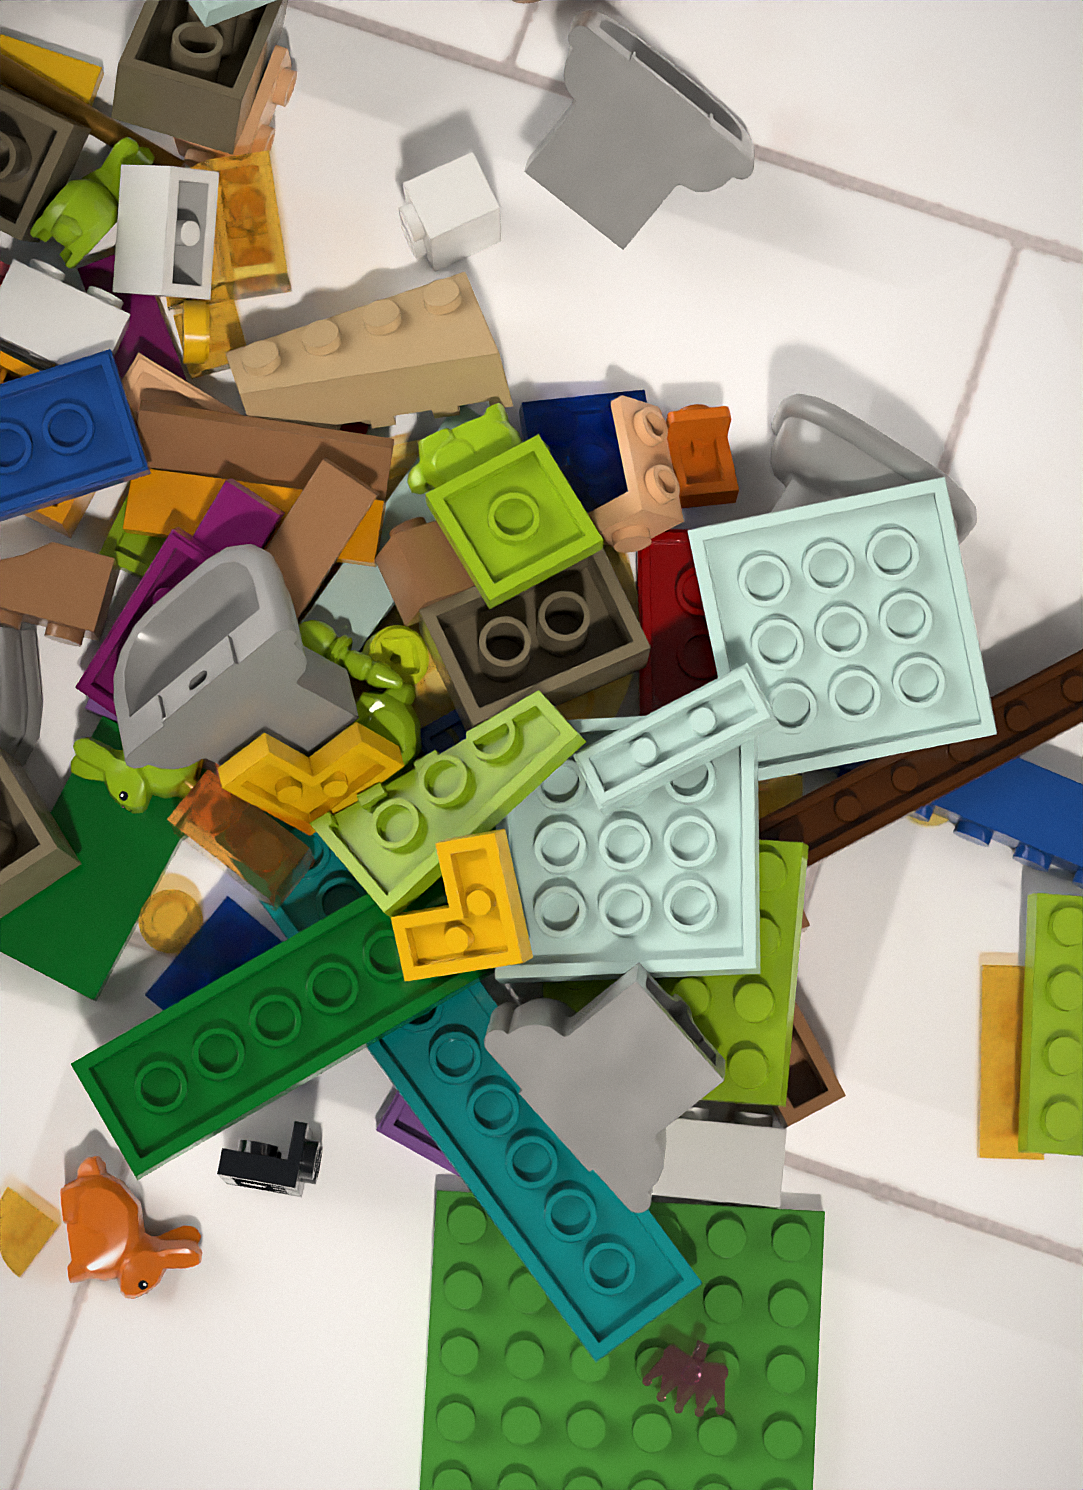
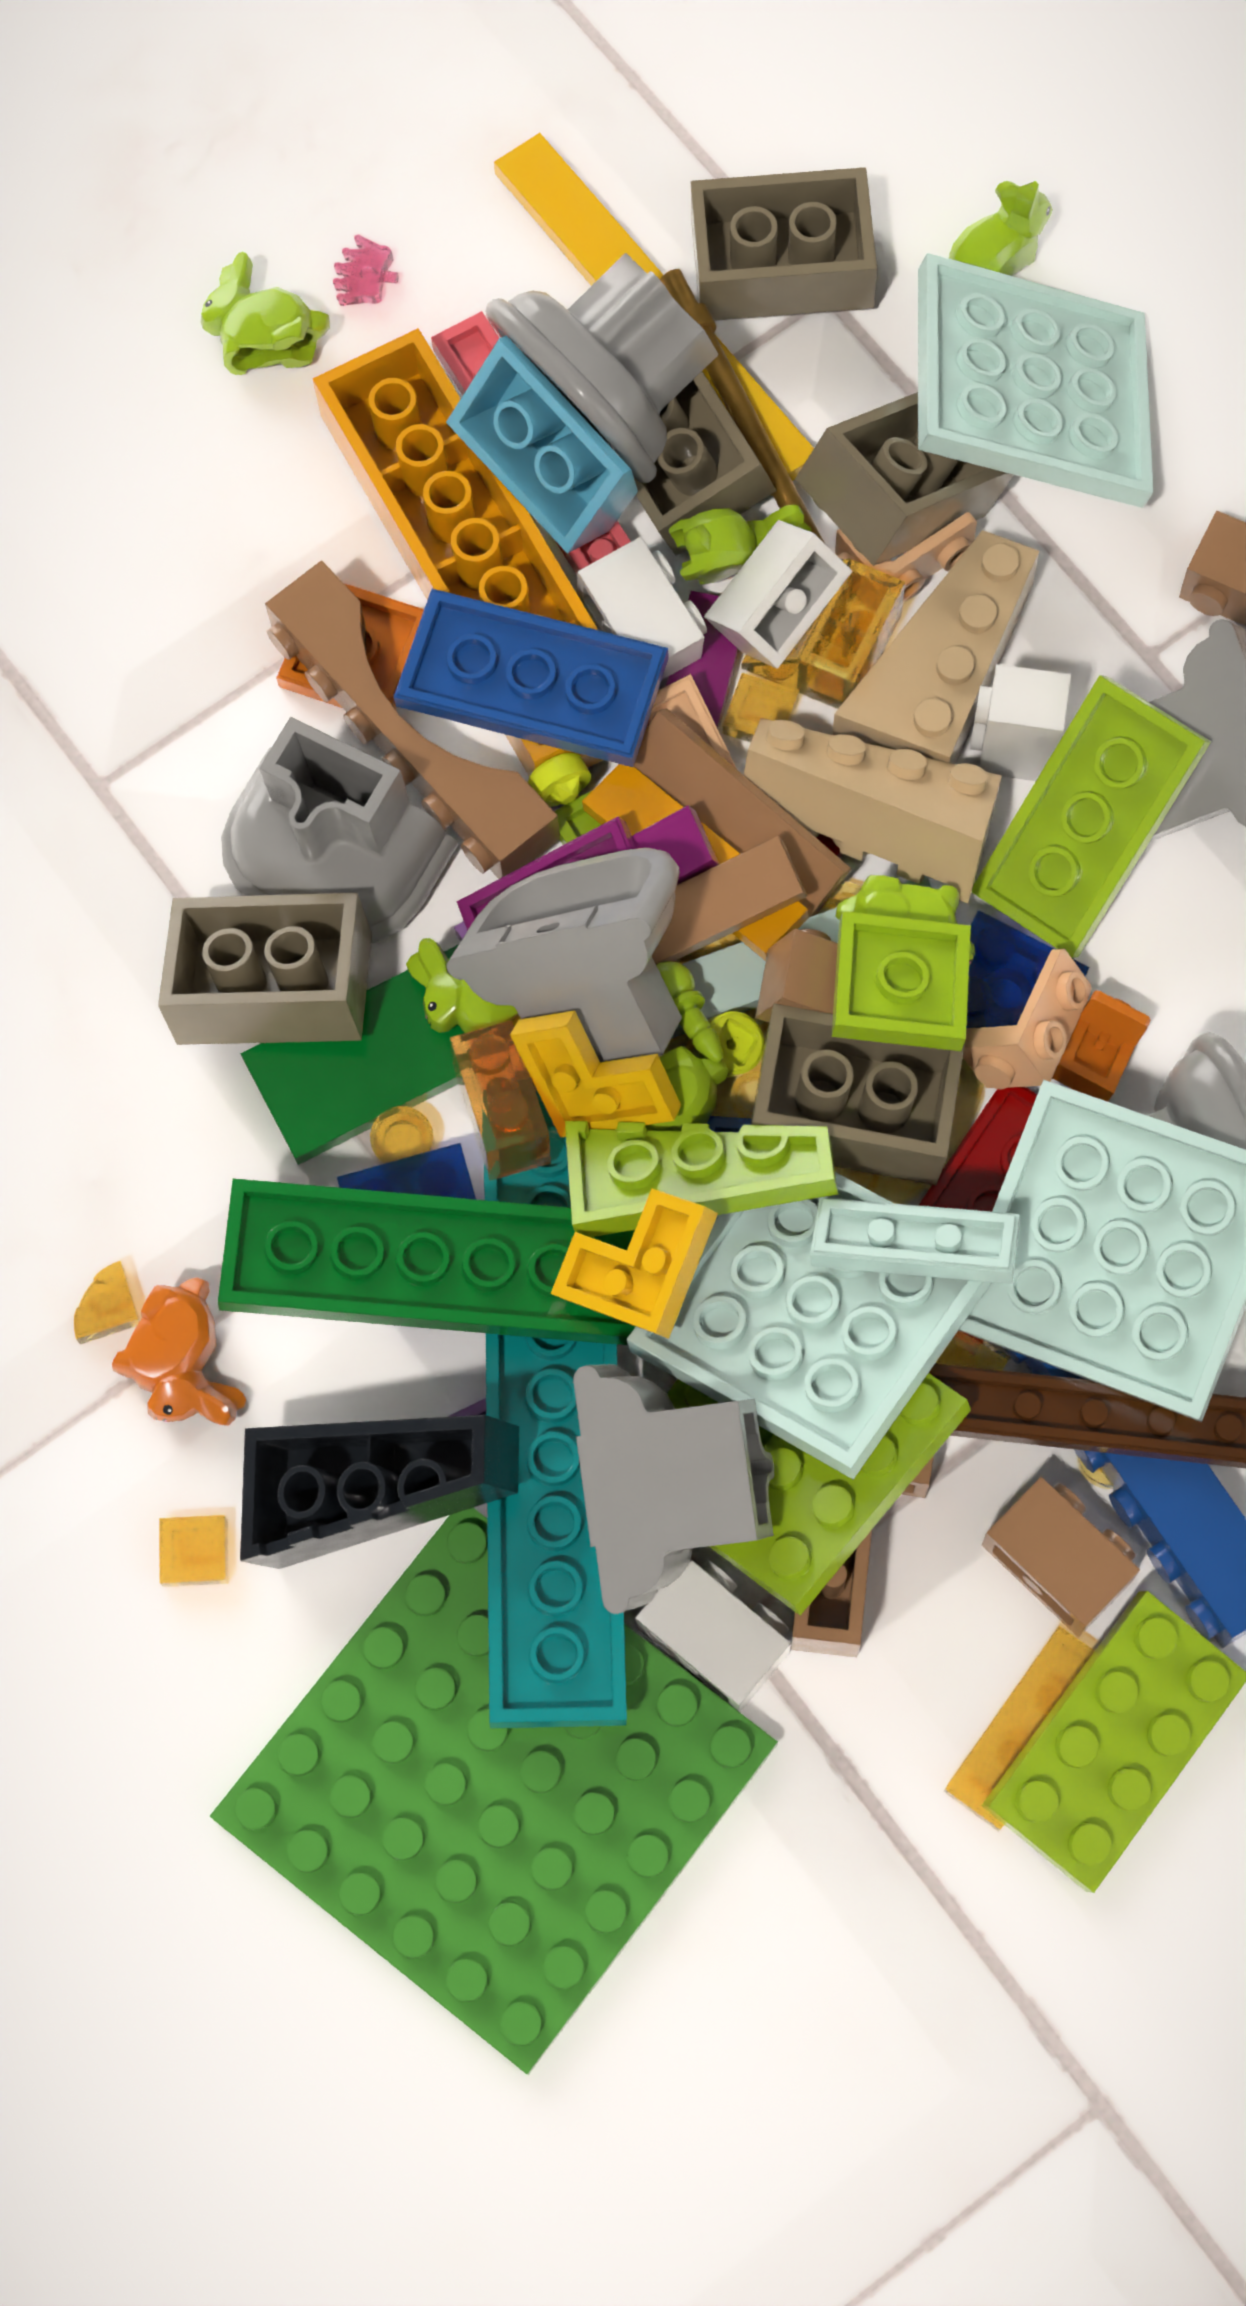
camera: 40 degrees right, 10 degrees down
(89, 521) = (560, 779): none -> neon yellow tile
(195, 332) = (748, 689): yellow tile -> none
(244, 1382) = (193, 1551): none -> clear yellow tile
(262, 1168) = (344, 1393): black bracket -> none
(343, 1245) = (358, 1481): none -> black wedge
(344, 206) = (931, 674): none -> tan wedge
(565, 262) = (1089, 816): none -> lime plate
(691, 1375) = (563, 1798): clear pink piece -> none
(948, 906) = (1061, 1555): none -> medium nougat brick

